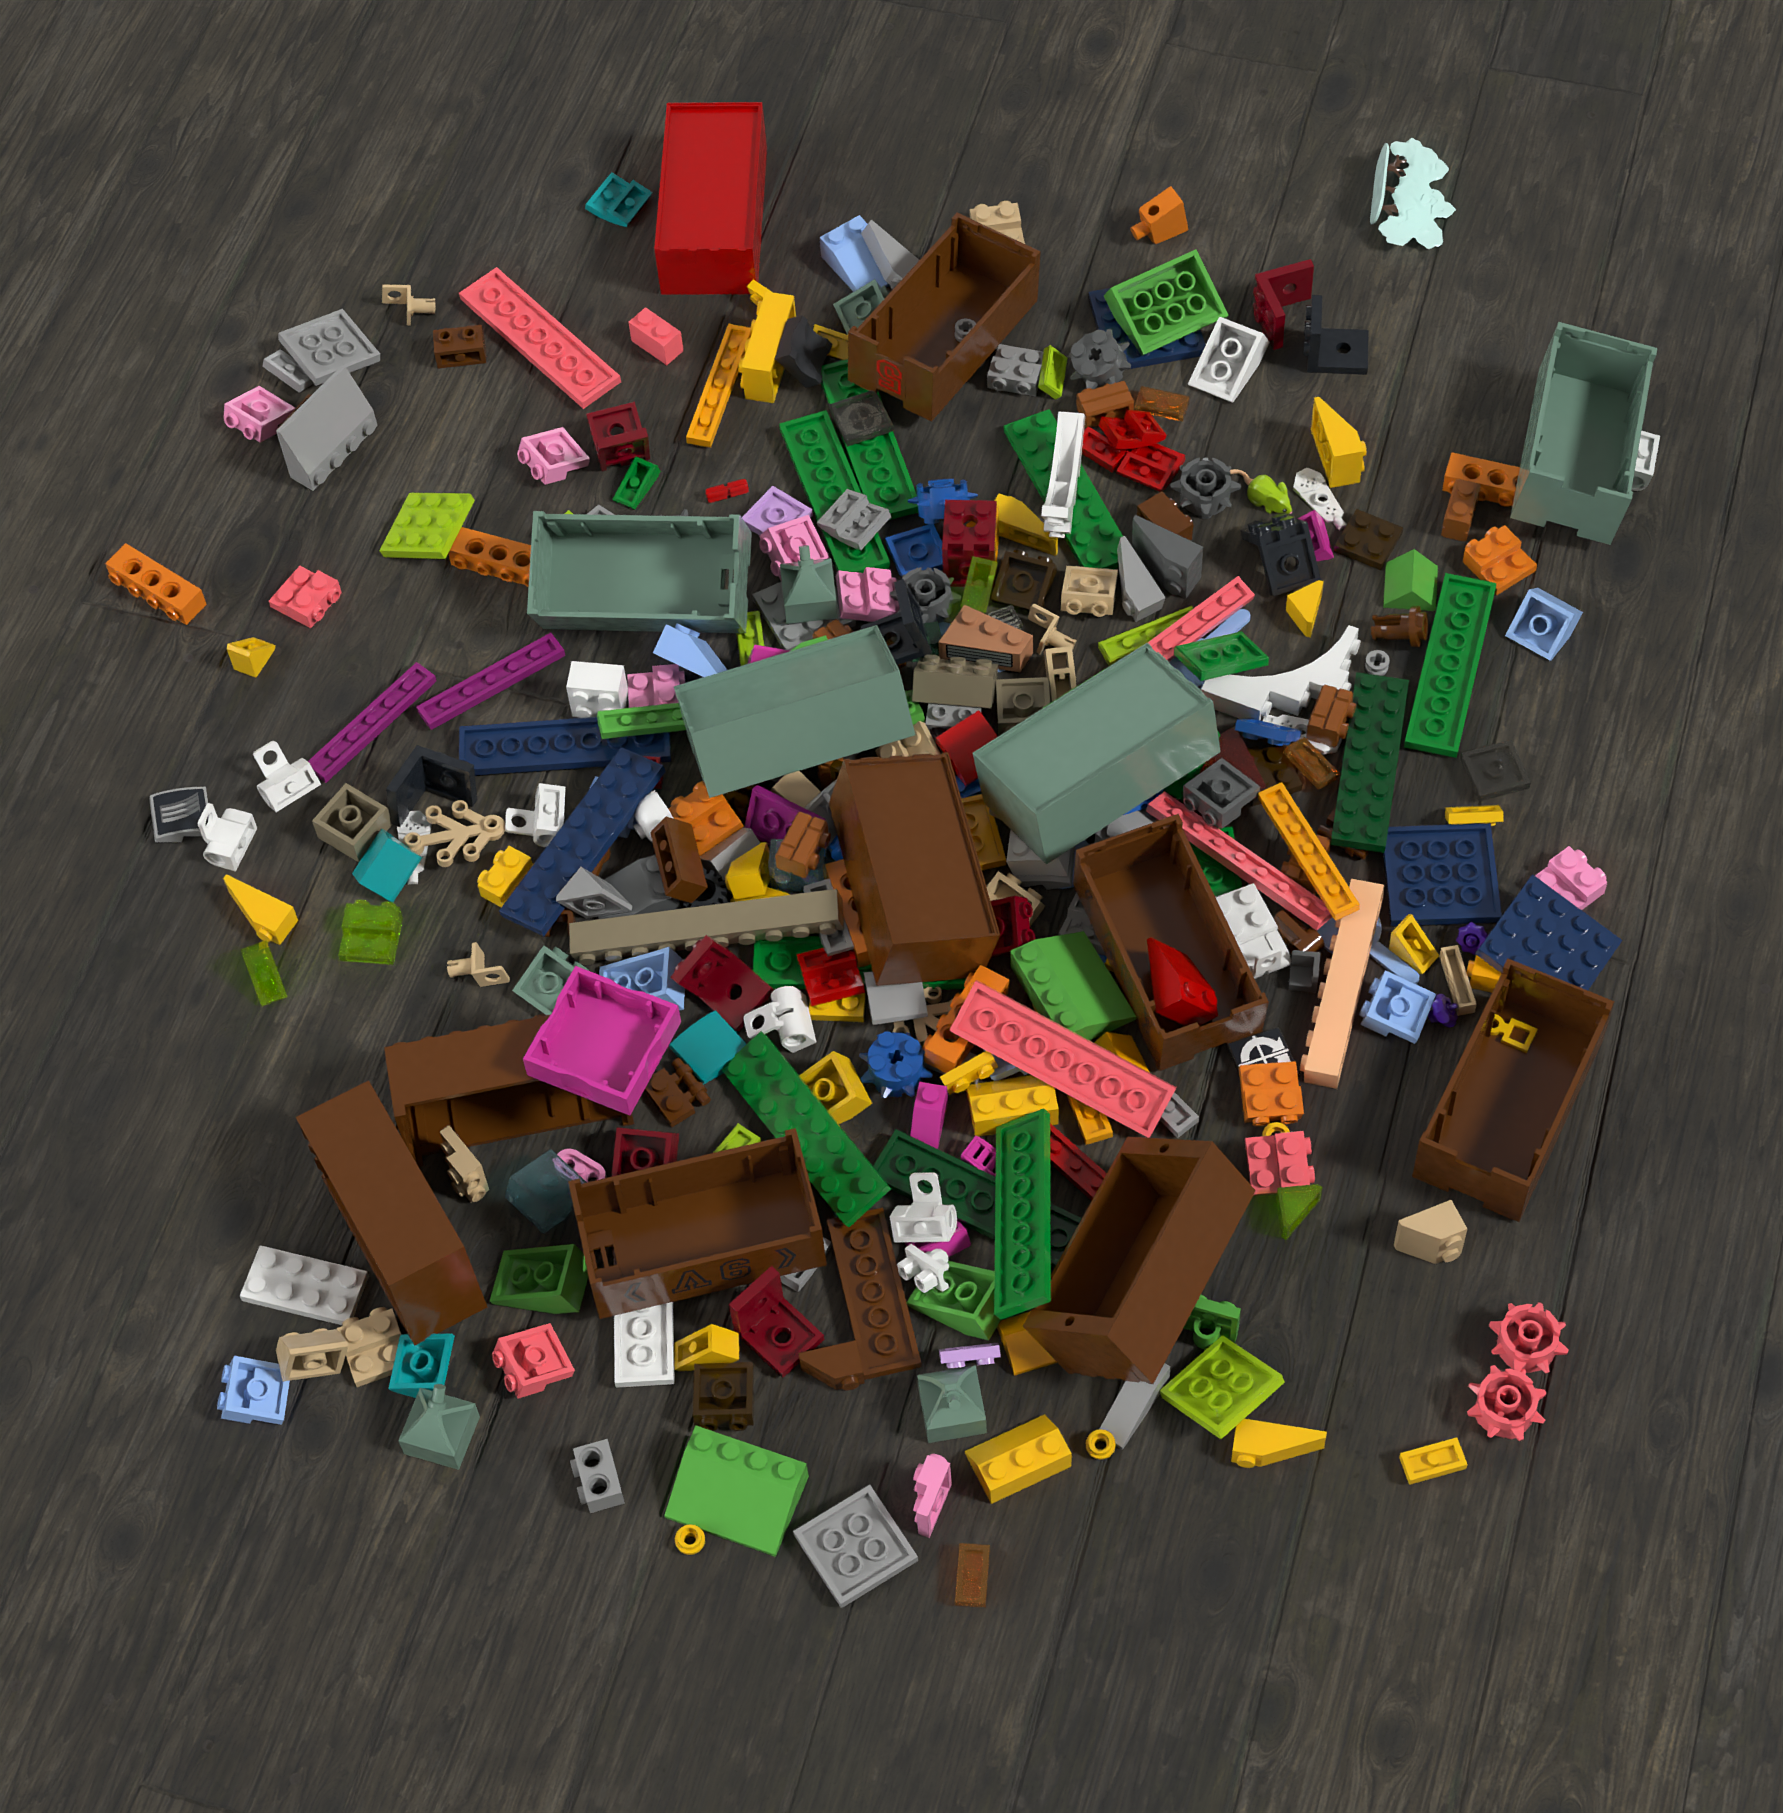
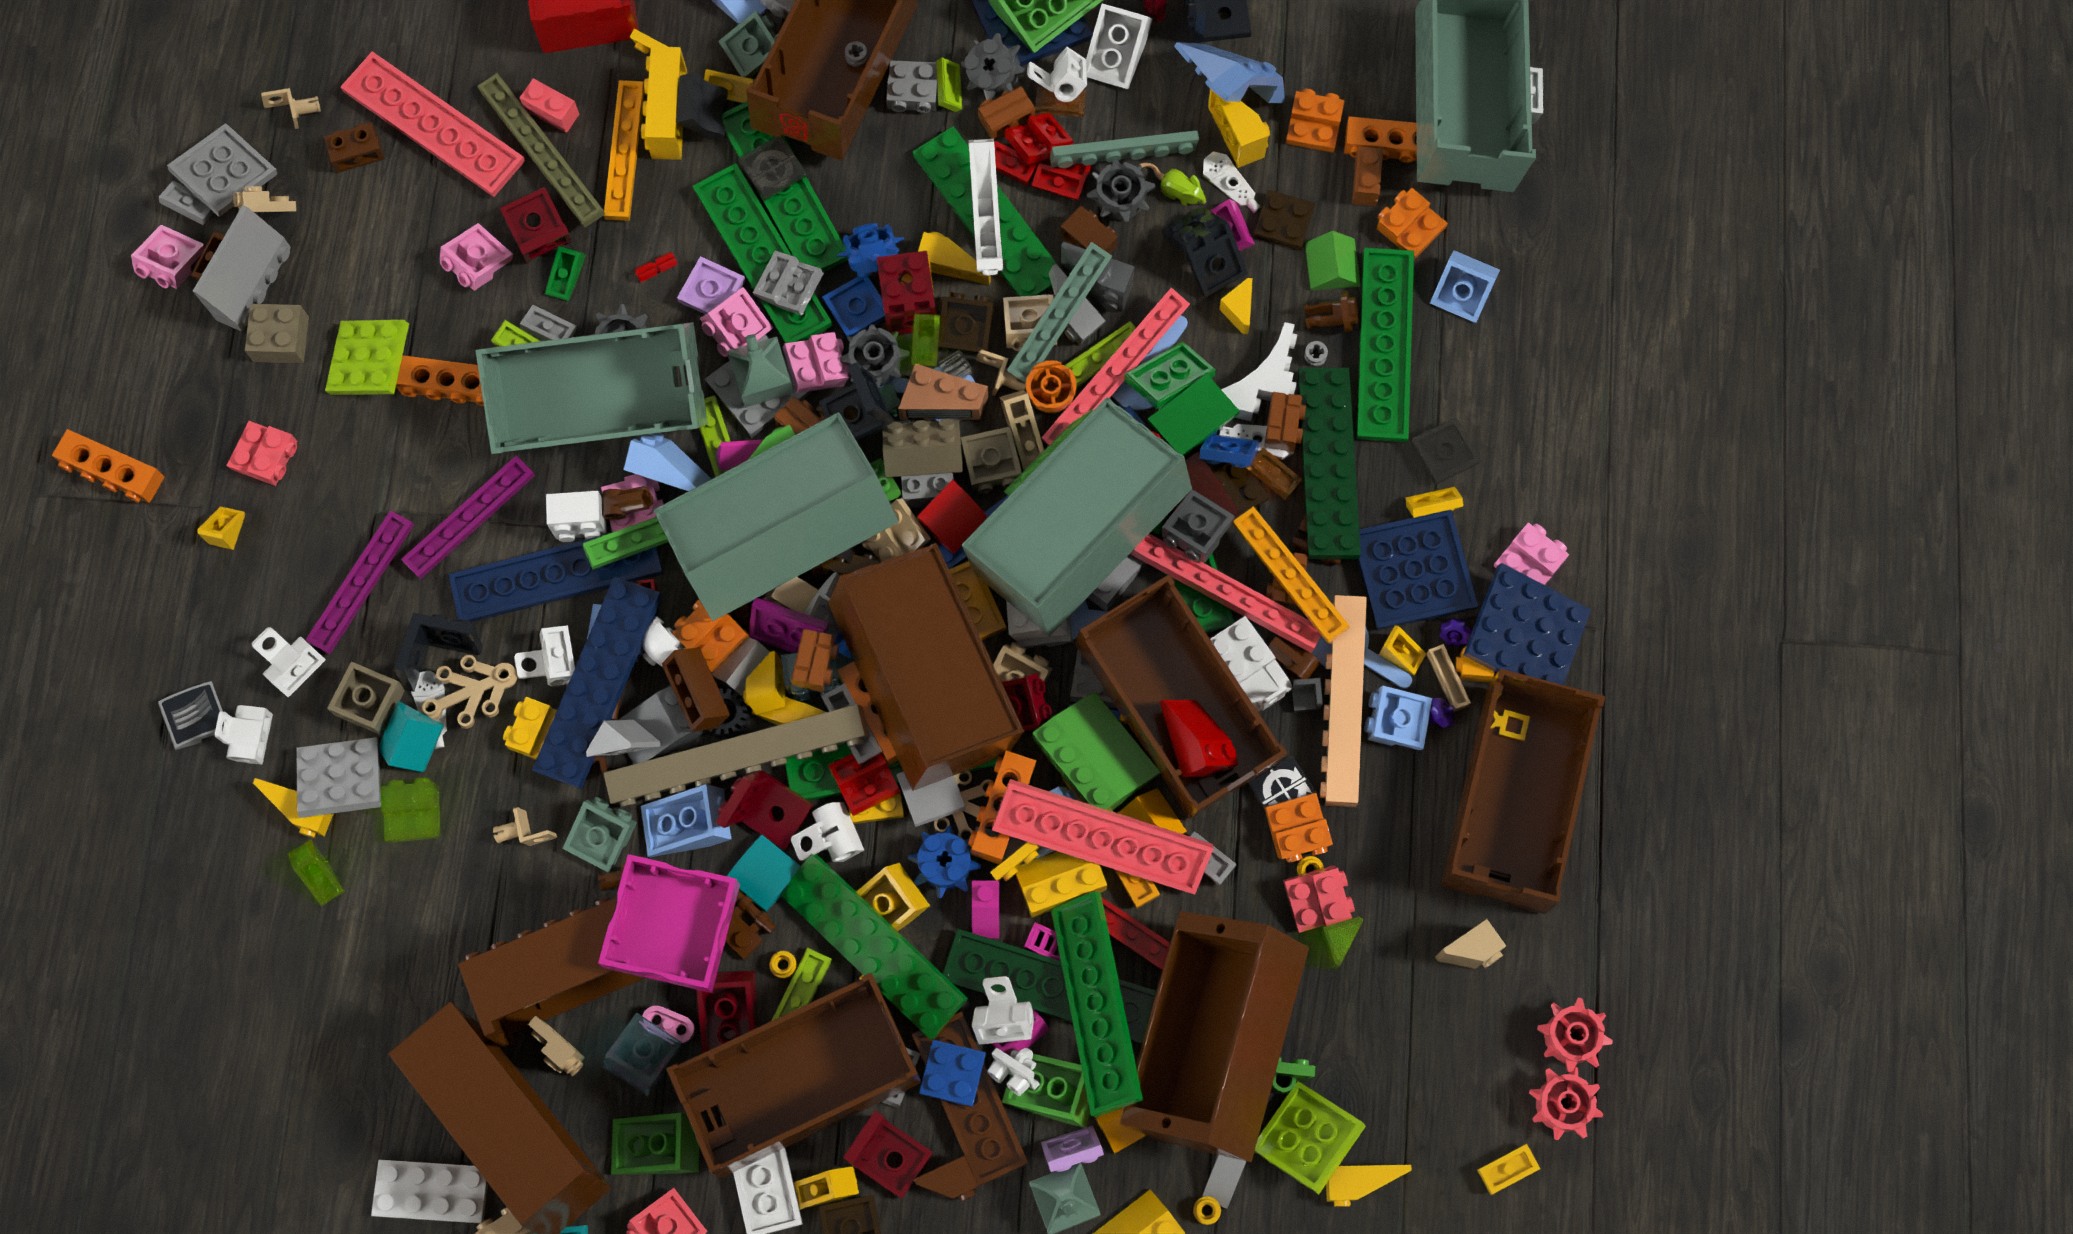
camera: 15 degrees left, 15 degrees up
(307, 887) = (338, 777): none -> light grey plate
(345, 493) = (276, 333): none -> dark tan brick
(372, 381) = (259, 200): none -> tan plate
(638, 374) = (541, 150): none -> olive tile
(643, 684) = (622, 502): none -> reddish brown piece
(709, 1128) = (774, 962): none -> yellow plate
(860, 1262) = (952, 1073): none -> blue plate
(1096, 646) = (1051, 386): none -> orange cylinder
(1118, 578) = (1060, 311): none -> sand green plate
(1171, 380) = (1066, 79): none -> white piece
(1223, 449) = (1118, 149): none -> sand green plate
(1242, 692) = (1193, 415): none -> green tile
(1337, 392) = (1232, 74): none -> medium blue wedge
(1417, 455) = (1315, 120): none -> orange plate

